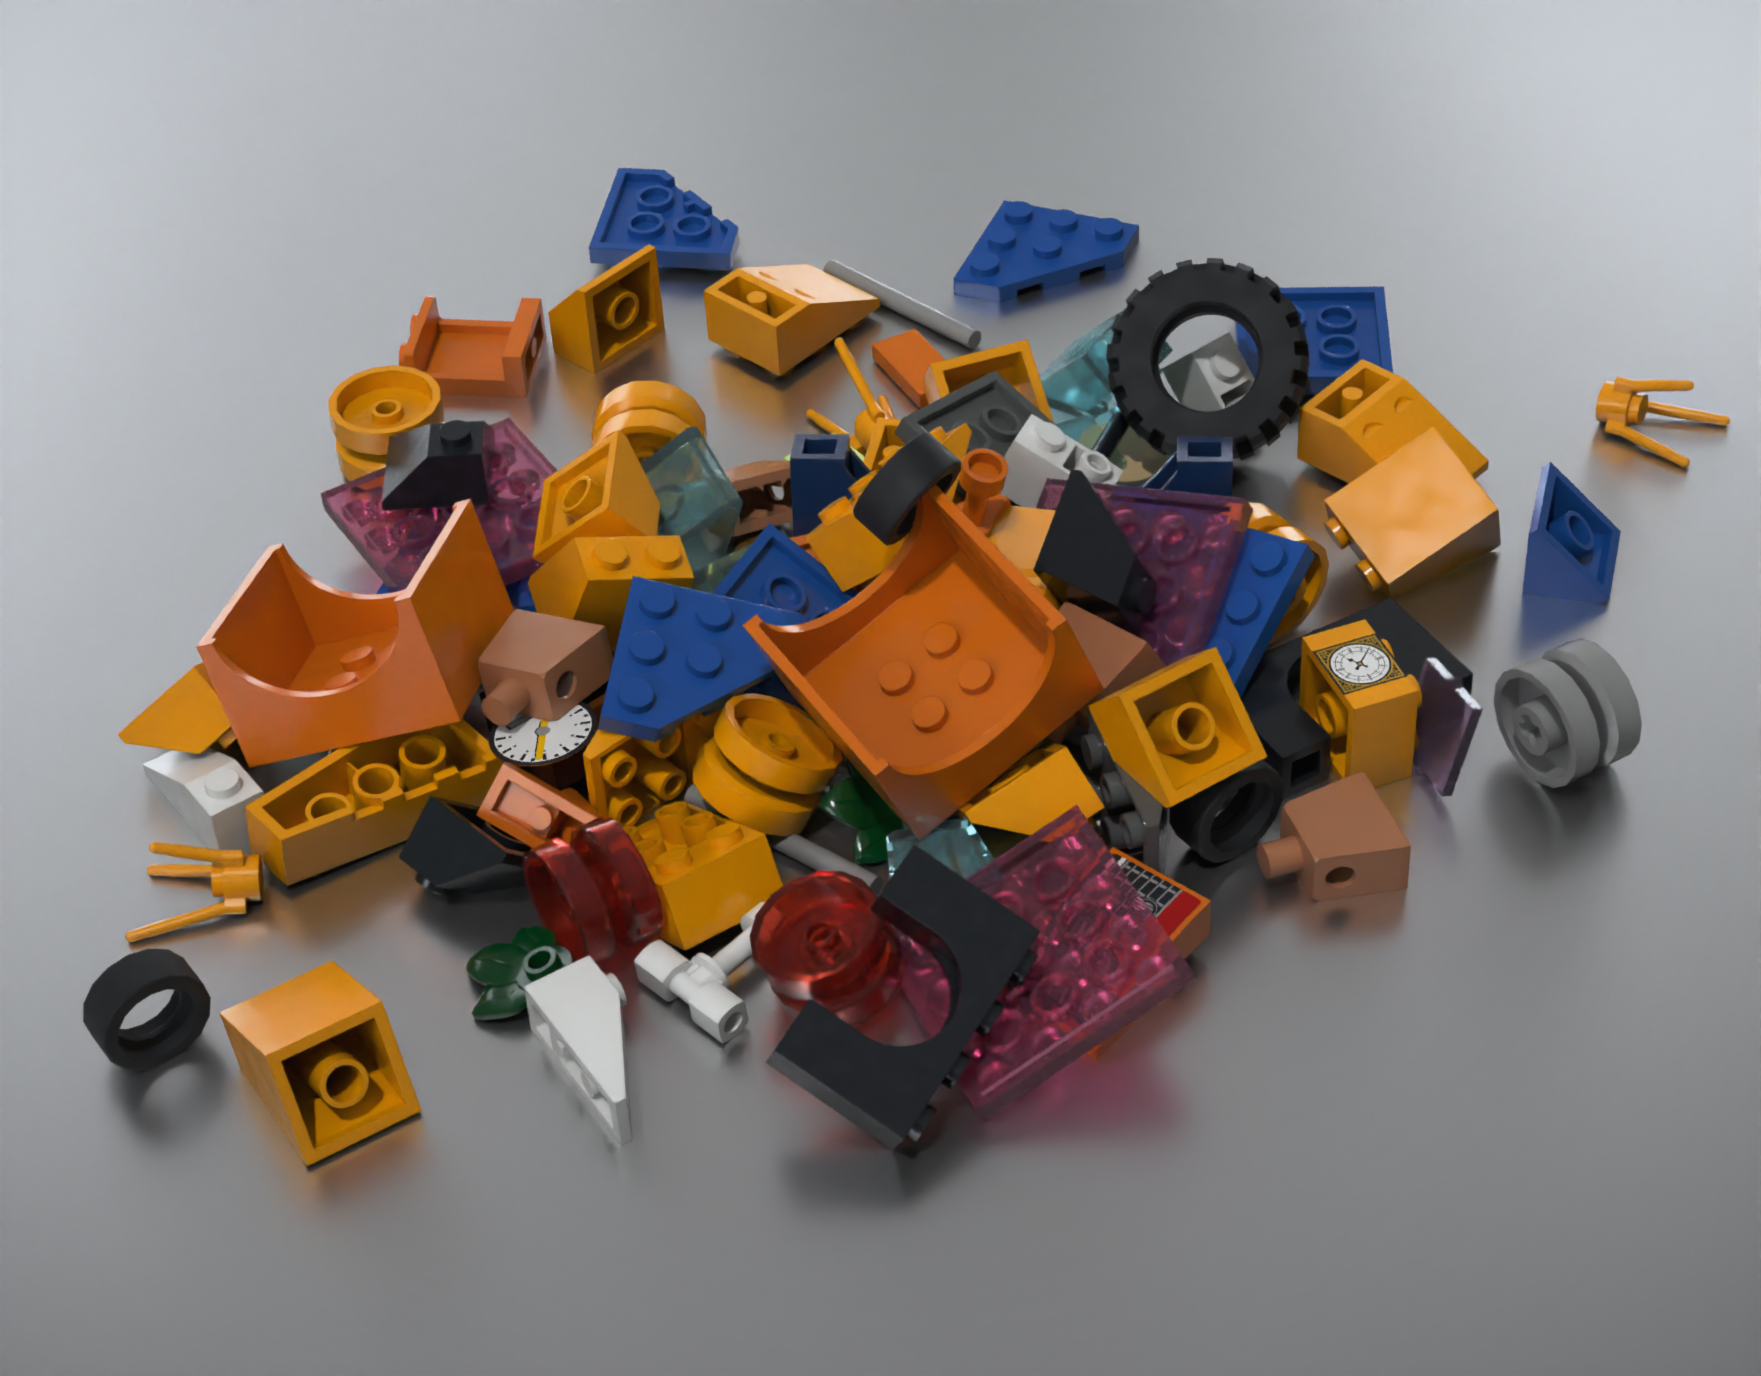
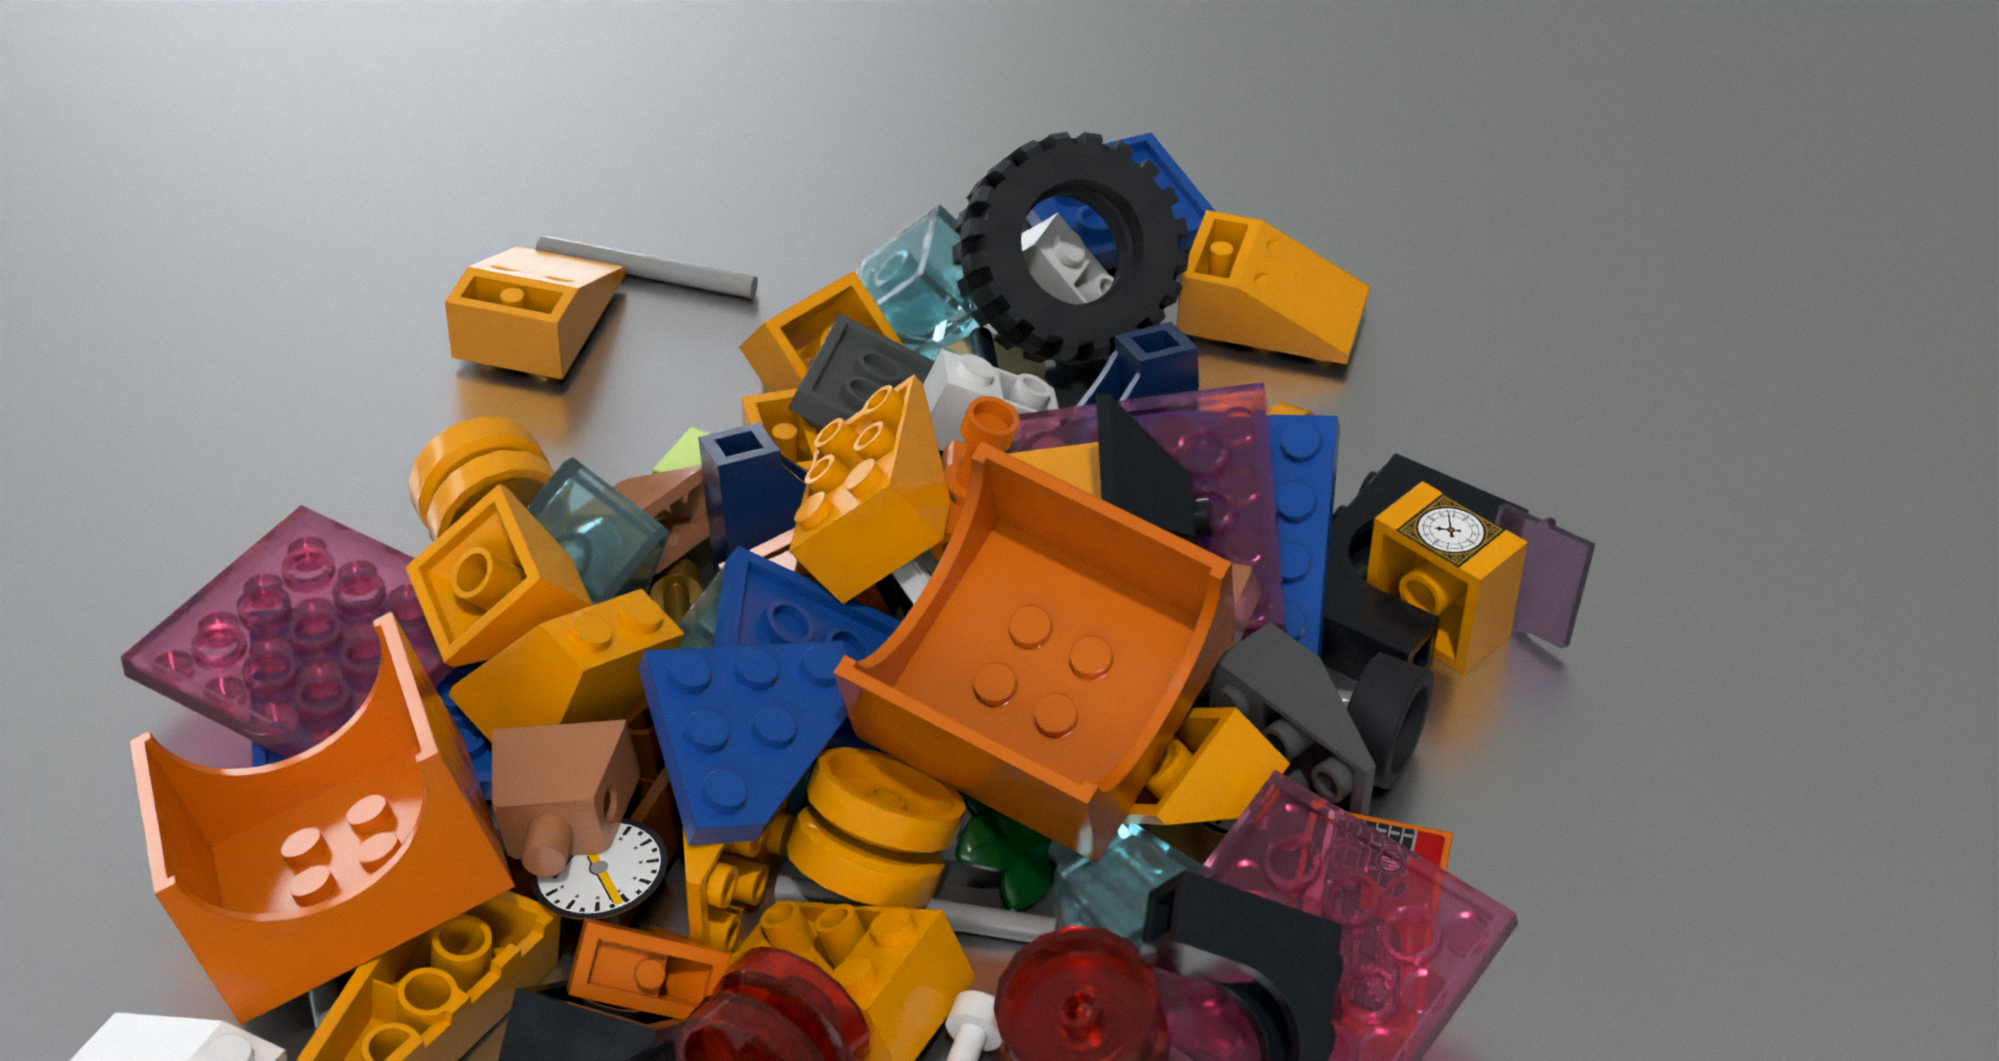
camera: 30 degrees left, 0 degrees up
(183, 717) = (124, 973): light orange slope -> none
(377, 406) = (141, 550): light orange wheel -> none
(439, 466) = (262, 585): black slope -> none
(477, 354) = (182, 441): orange panel -> none
(610, 313) = (328, 354): light orange slope -> none
(651, 210) = (316, 244): blue plate -> none
(866, 419) = (713, 408): light orange plant -> none
(891, 497) = (961, 462): black tyre -> none
(906, 362) = (705, 331): orange tile -> none
(1041, 247) = (761, 171): blue plate -> none
(1179, 728) = (1339, 650): light orange slope -> none
(1339, 842) = (1510, 728): nougat torso -> none
(1413, 517) = (1363, 357): light orange slope -> none
(1567, 713) = (1652, 523): light grey wheel -> none
(1569, 544) = (1501, 354): blue slope -> none
(1622, 405) = (1459, 198): light orange plant -> none

